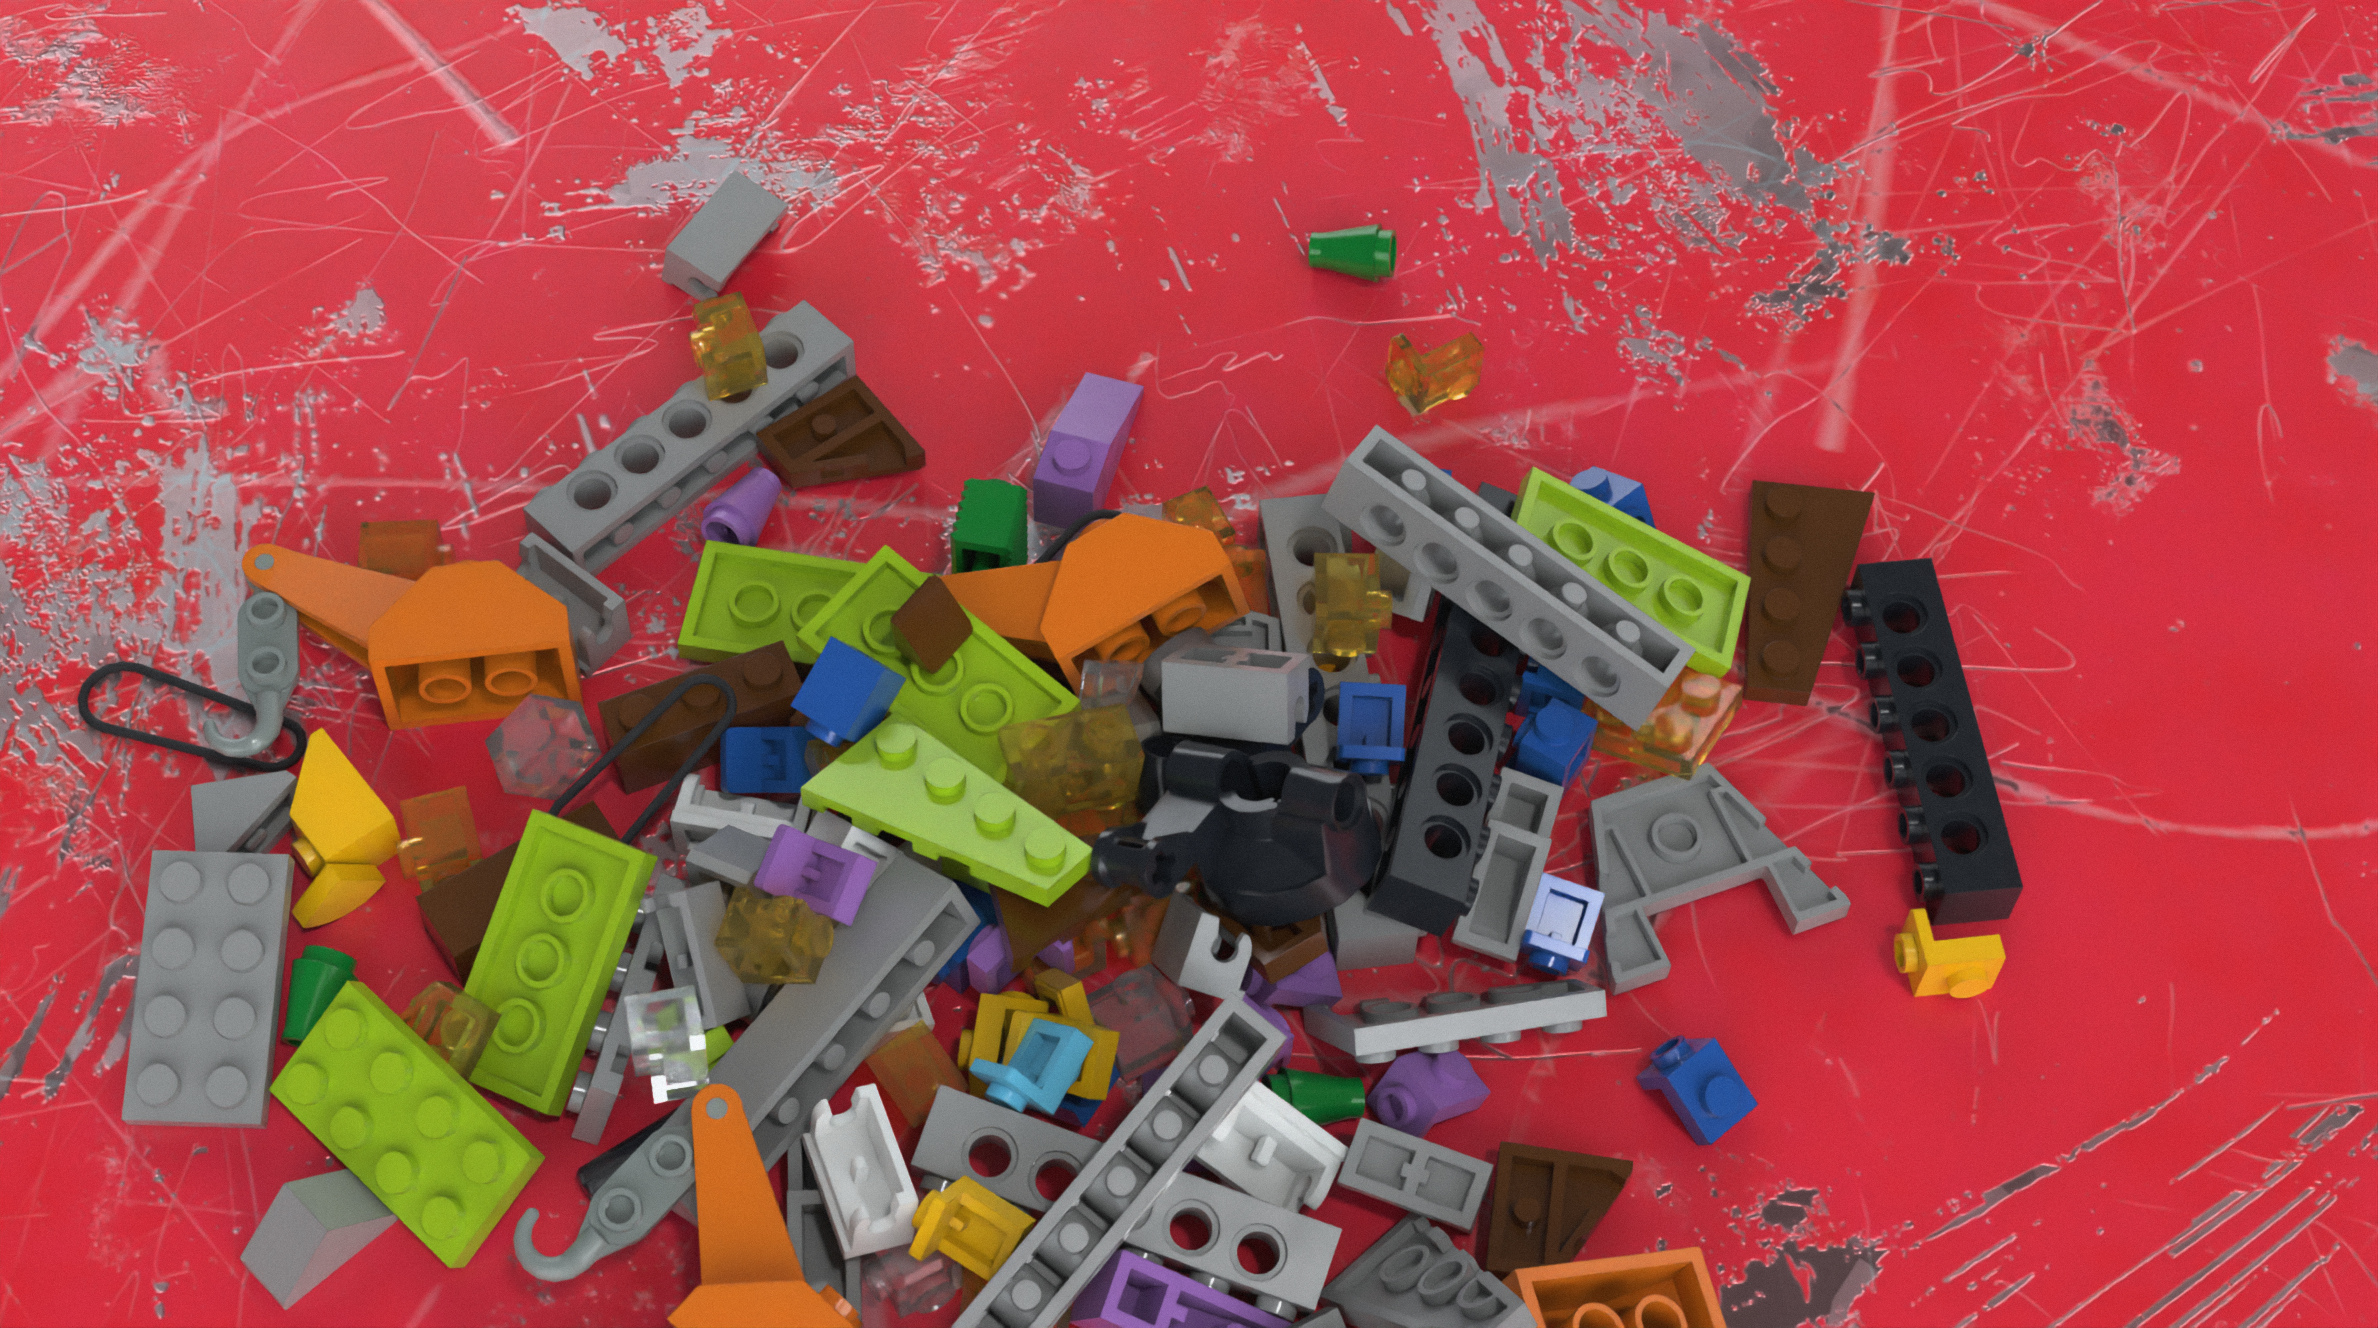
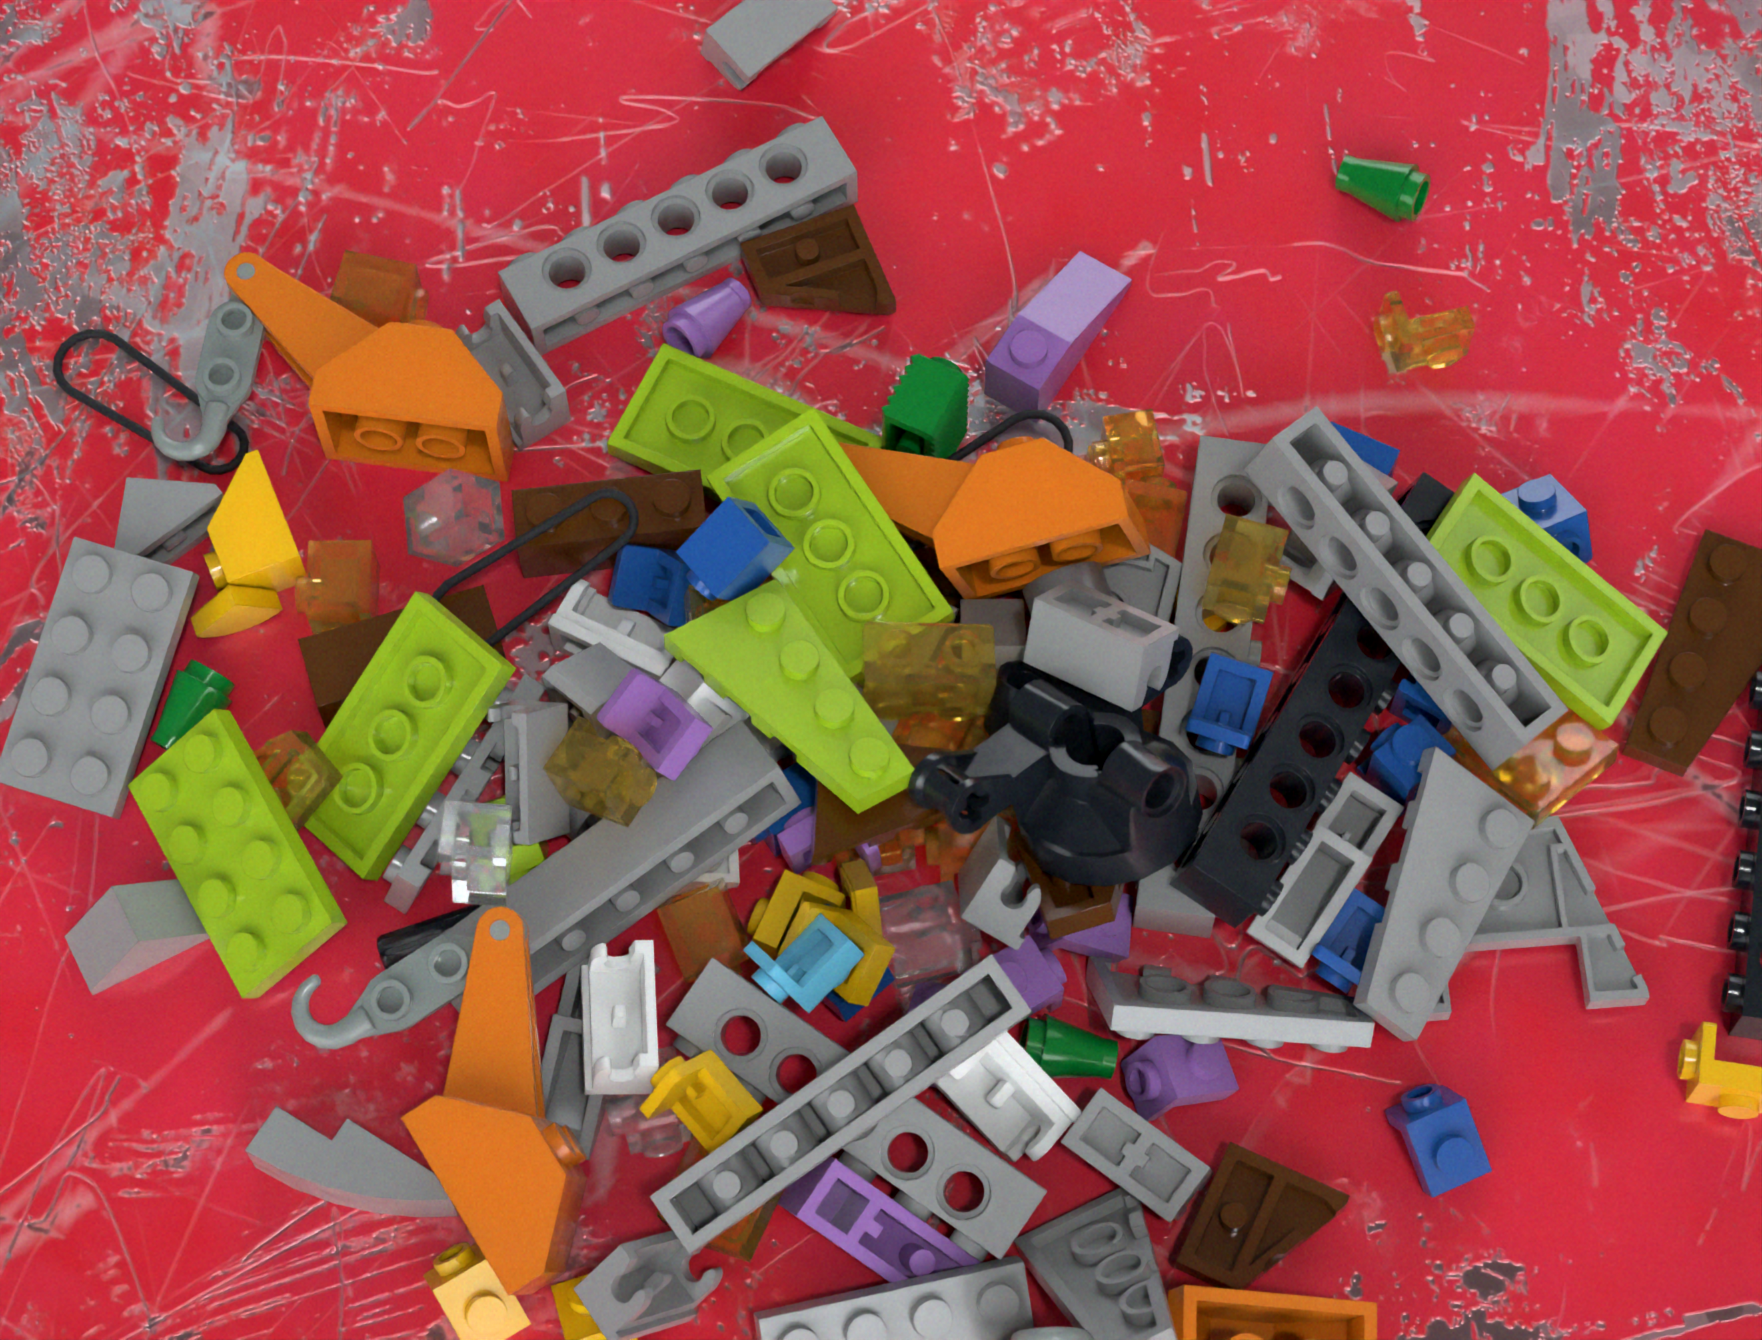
camera: 20 degrees right, 10 degrees up
(727, 346) = (729, 153): clear yellow brick -> none
(930, 625) = (830, 504): reddish brown slope -> none
(1109, 682) = (989, 598): clear tile -> none
(1626, 854) = (1447, 875): none -> light grey wing

